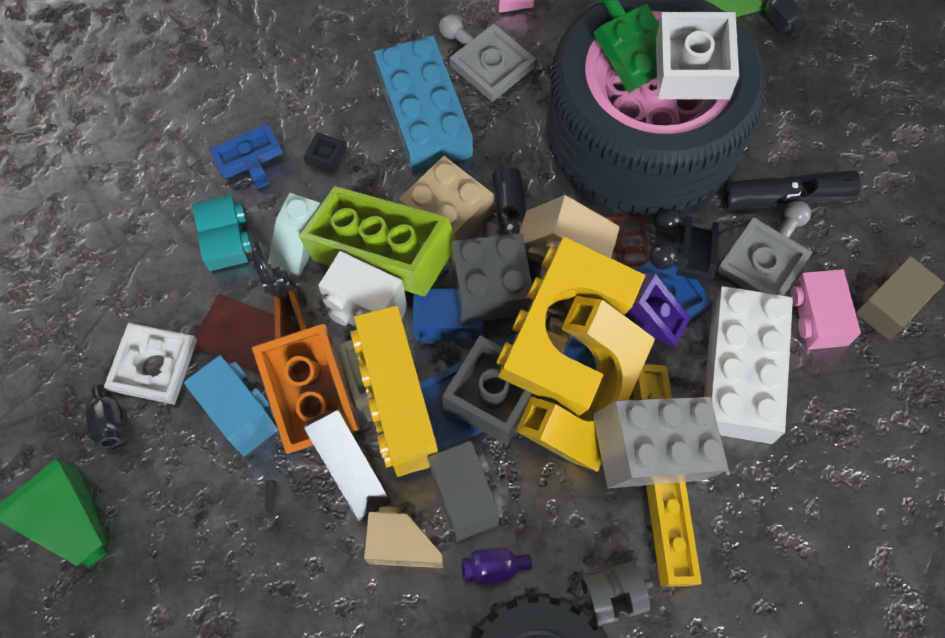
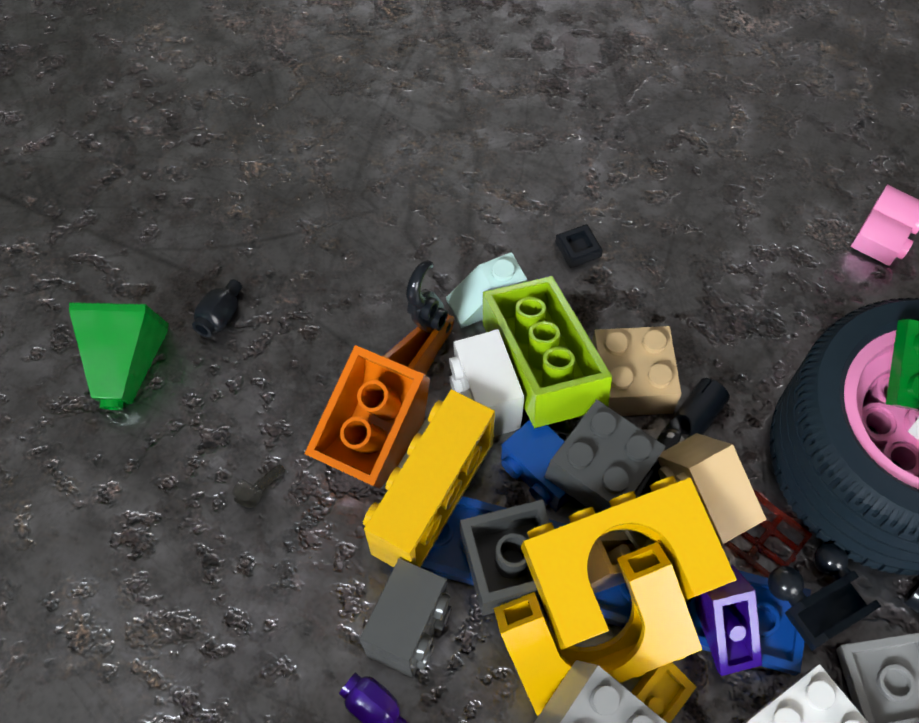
camera: 45 degrees right, 5 degrees down
(139, 345) = (287, 277): white piece -> none
(221, 232) = (434, 238): teal brick -> none
(233, 330) = (369, 323): clear red piece -> none
(233, 404) = (303, 377): dark azure brick -> none
(247, 153) = (514, 196): blue plate -> none
(347, 462) = (342, 506): tile -> none
(398, 541) = (321, 607): tan slope -> none
(423, 104) = (698, 270): dark azure brick -> none
(490, 60) = (799, 281): light grey plate -> none

